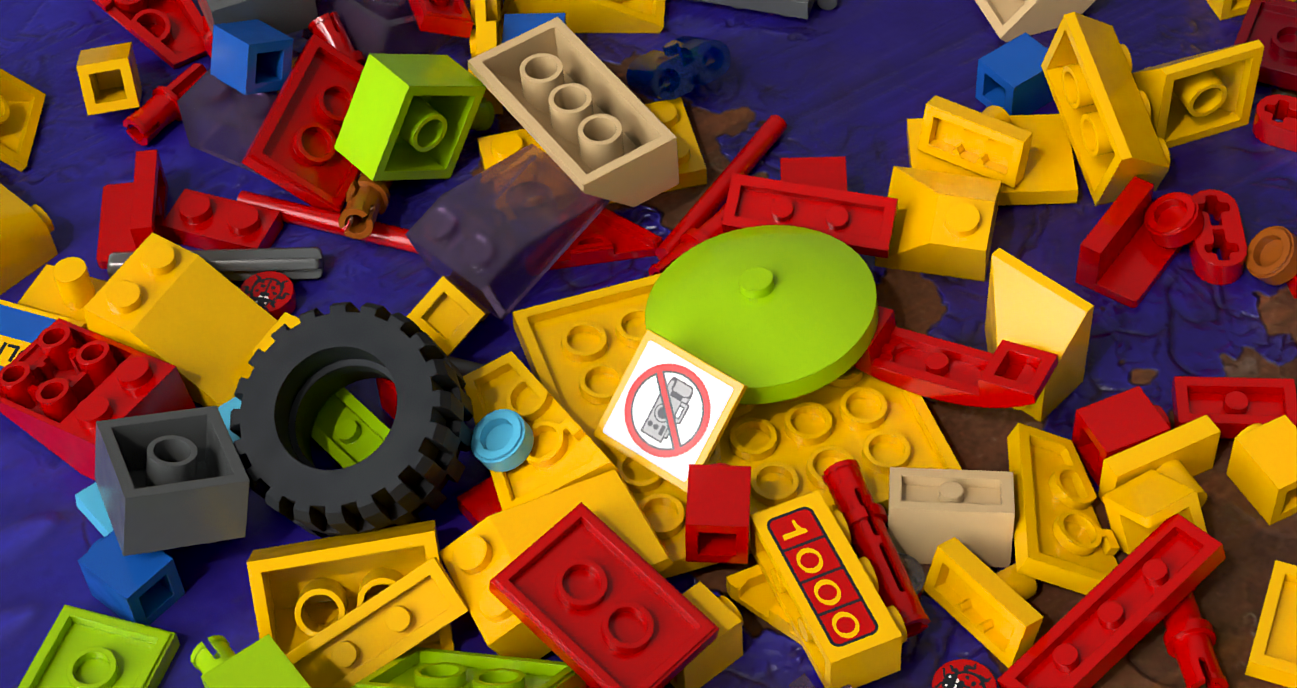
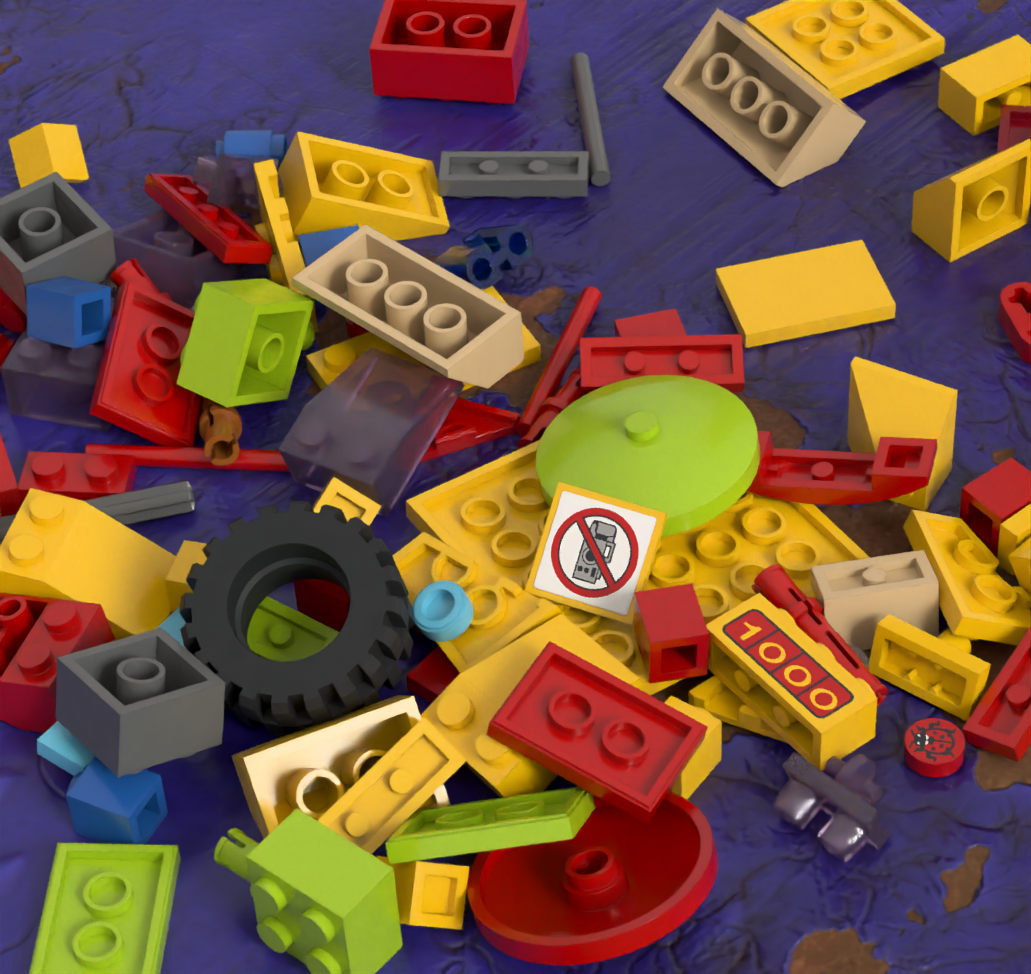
camera: 15 degrees left, 5 degrees down
(272, 292) = (156, 527): tile -> none
(942, 223) = (784, 353): yellow slope -> none
(975, 139) = (791, 274): yellow tile -> none
(1014, 77) = (807, 214): blue brick -> none
(1103, 108) = (901, 228): yellow slope -> none
(1119, 252) = (958, 347): red panel -> none
(1174, 219) = (992, 314): red tile -> none

